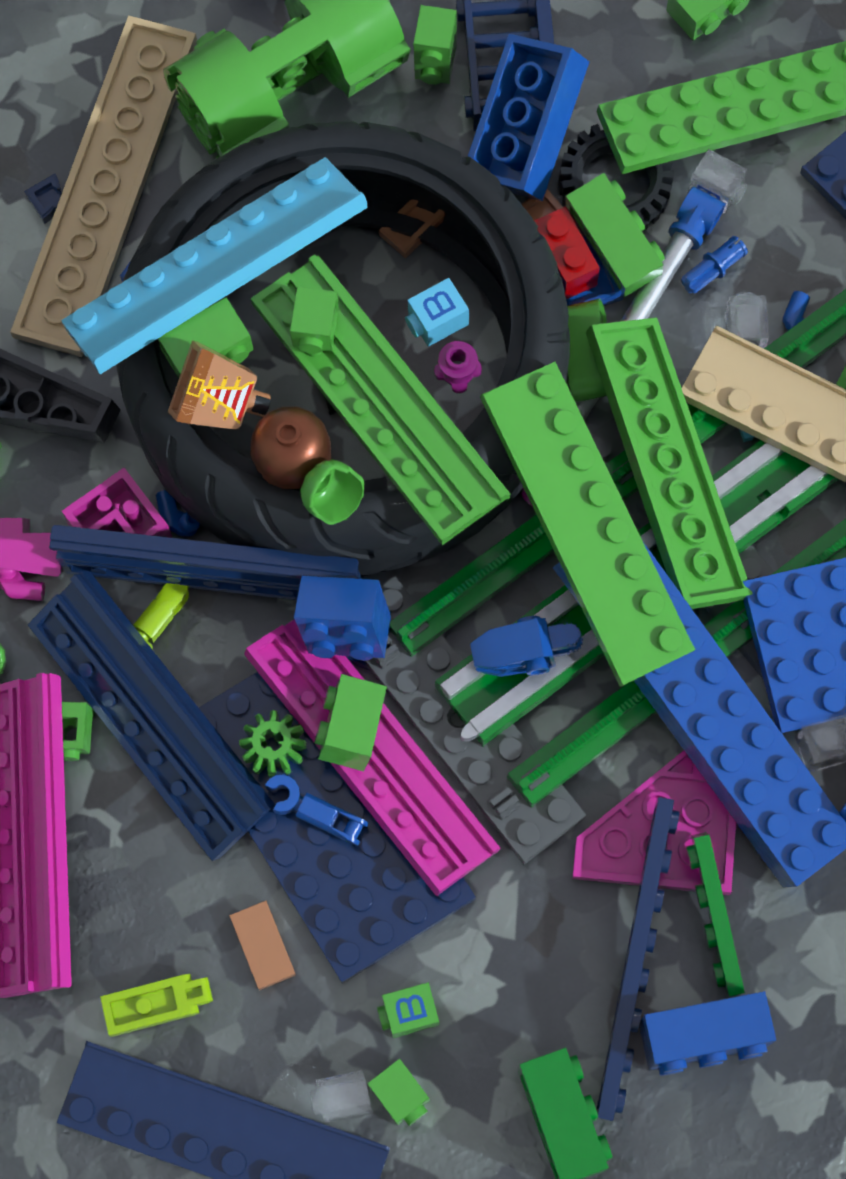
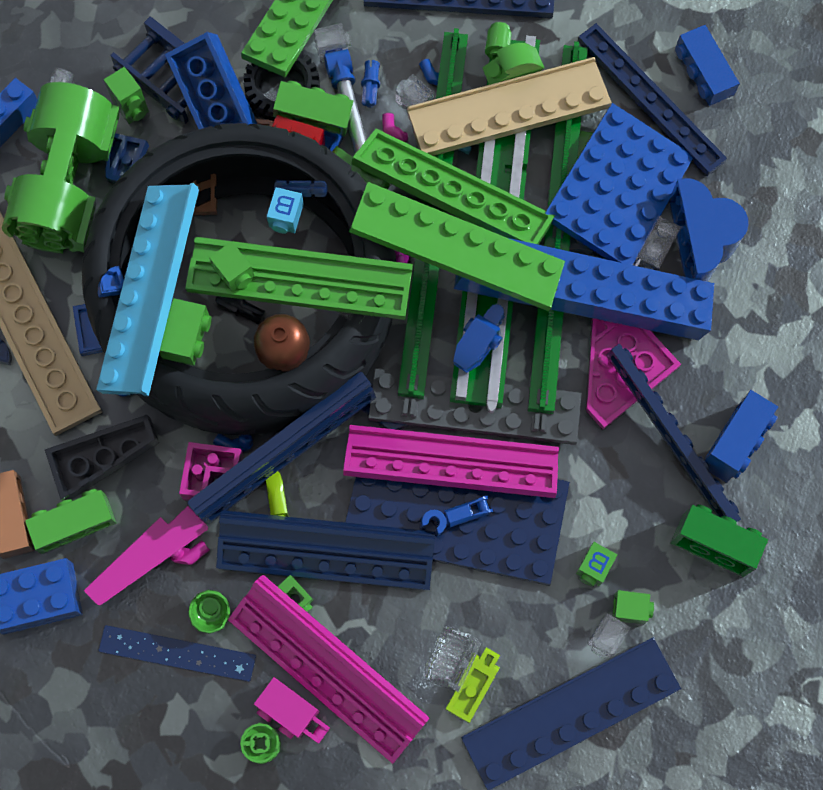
camera: 50 degrees left, 0 degrees up
(158, 953) = (452, 659): none -> clear brick
(187, 224) = (111, 283): none -> blue tile
(215, 391) = (216, 349): torso -> none
(262, 945) = (494, 605): nougat tile -> none
(266, 756) = (398, 496): bright green gear -> none
(332, 491) = (326, 343): bright green hair -> none
(342, 617) = (378, 408): blue brick -> none
(351, 722) = (433, 454): bright green brick -> none
(373, 104) = (123, 155): none -> dark blue wing
(457, 374) = (322, 232): magenta brick -> none
(481, 305) = (307, 188): none -> dark blue axle
(682, 339) = (390, 128): none -> dark pink arm
(718, 930) = (680, 374): green plate -> none

